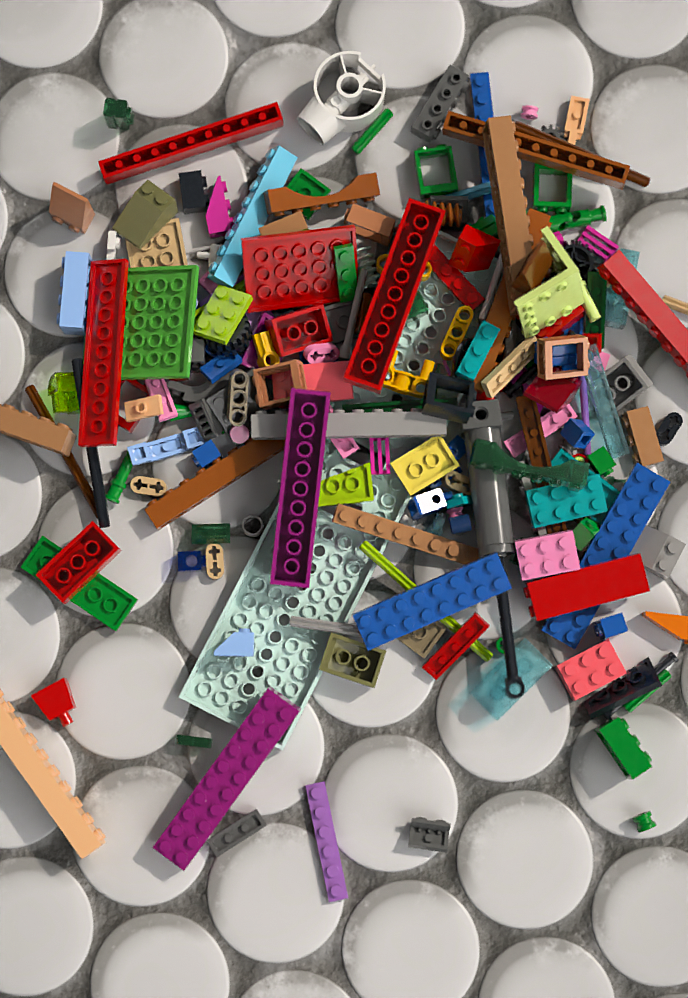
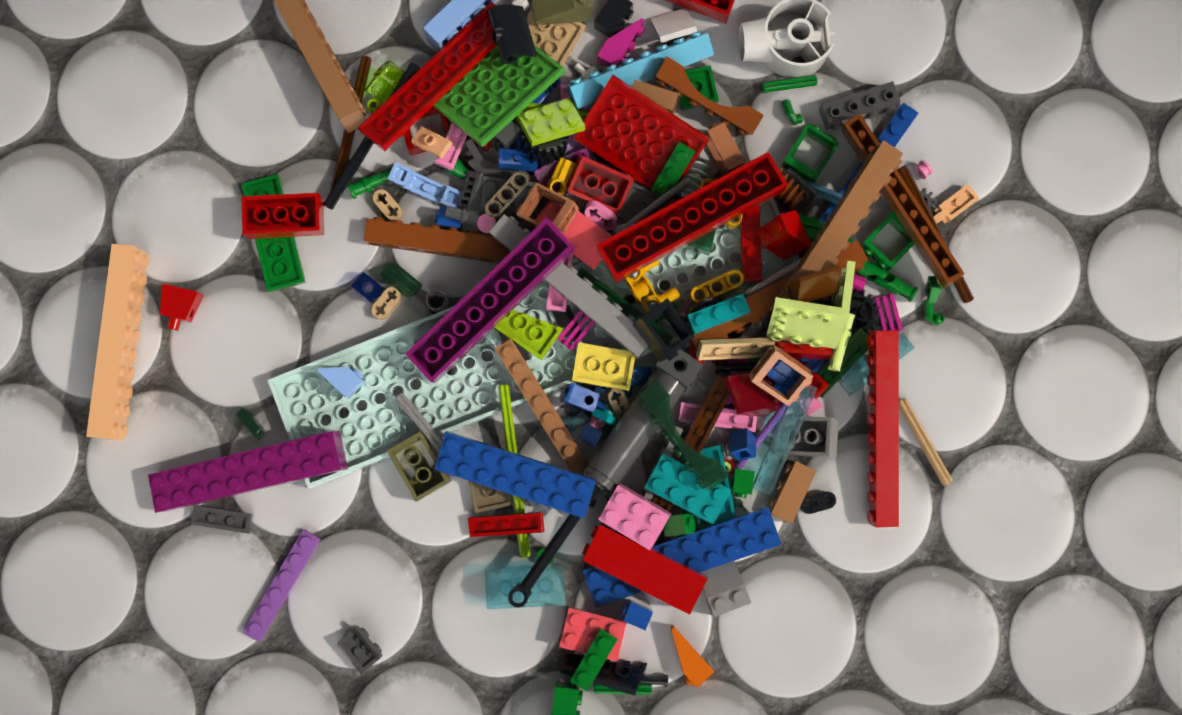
camera: 45 degrees right, 0 degrees up
(70, 415) = (372, 103): none -> lime pin
(131, 272) = (511, 32): none -> black panel
(211, 445) = (457, 214): none -> dark grey pin
(246, 160) = (673, 25): none -> white tile
(391, 153) = (789, 112): none -> green arm
(609, 686) = (593, 659): none -> green plate
(614, 197) = (932, 289): none -> green plate
(629, 217) = (929, 314): none -> green arm

